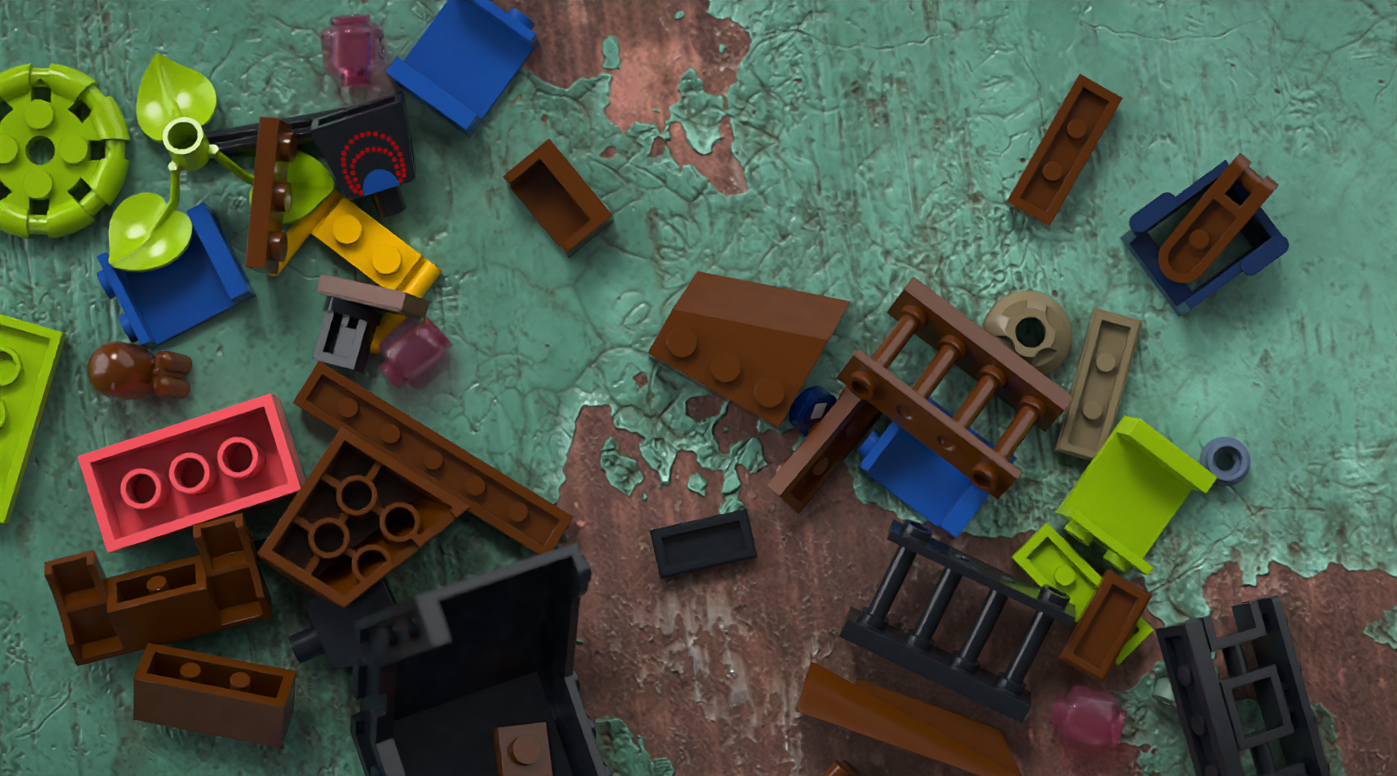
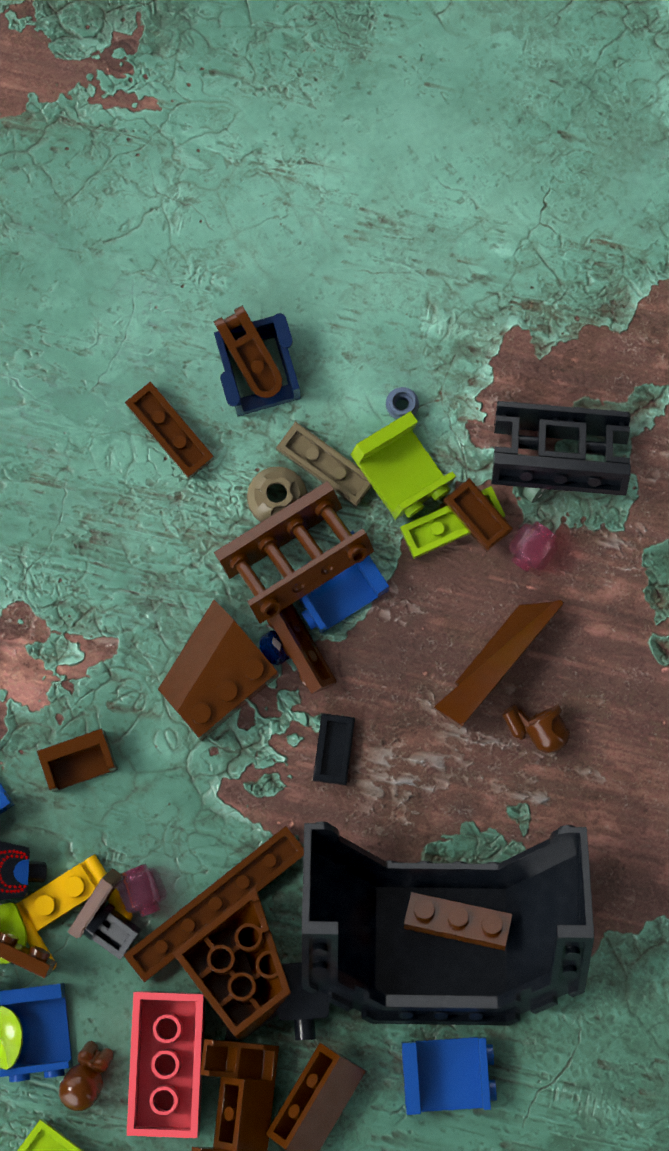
camera: 70 degrees left, 5 degrees down
(961, 668) = (473, 614): black fence -> none

